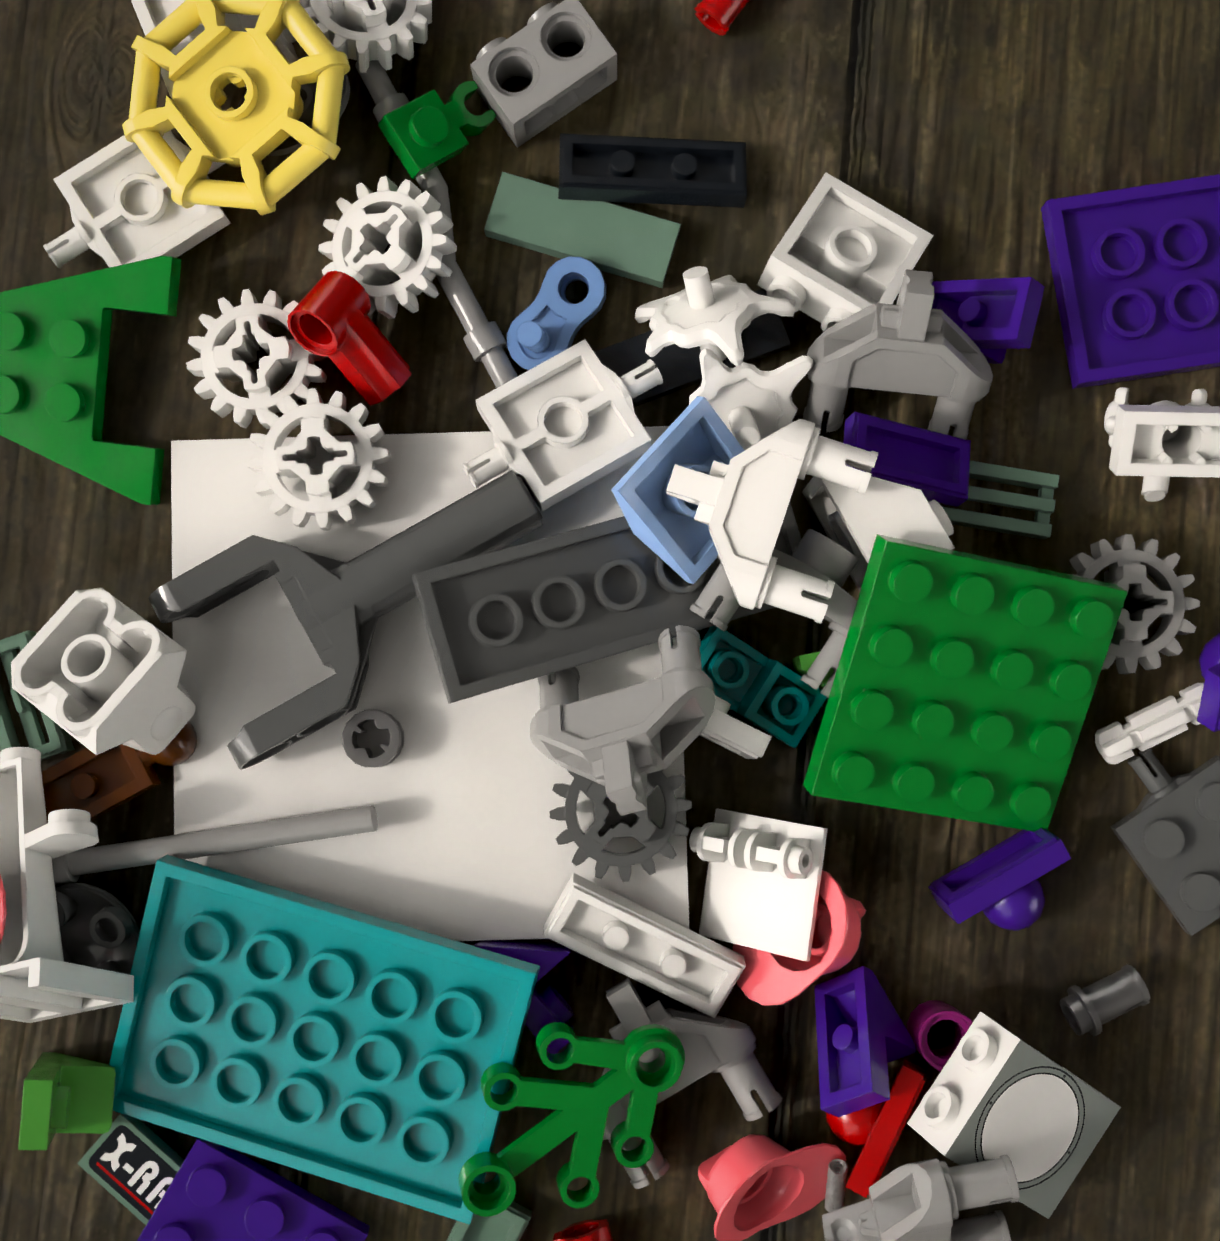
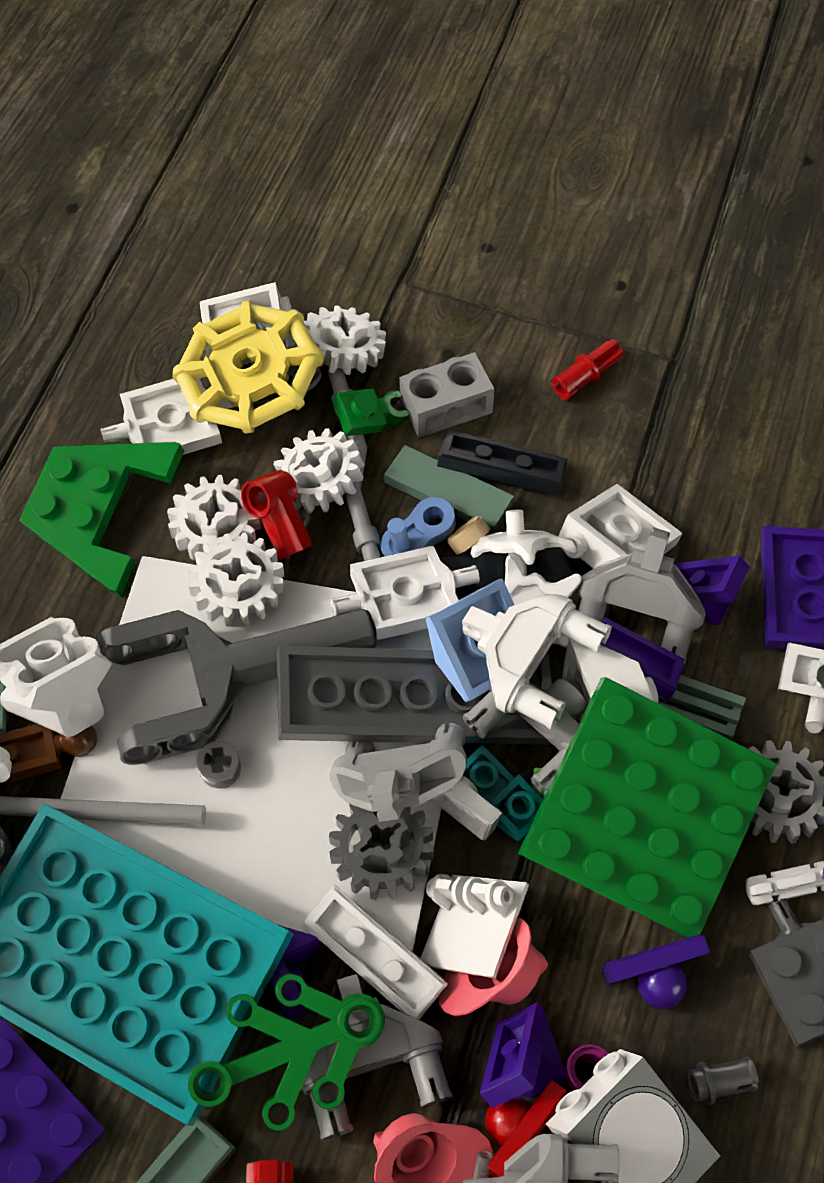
camera: 10 degrees right, 25 degrees down
(630, 306) = (468, 534): none -> tan tile

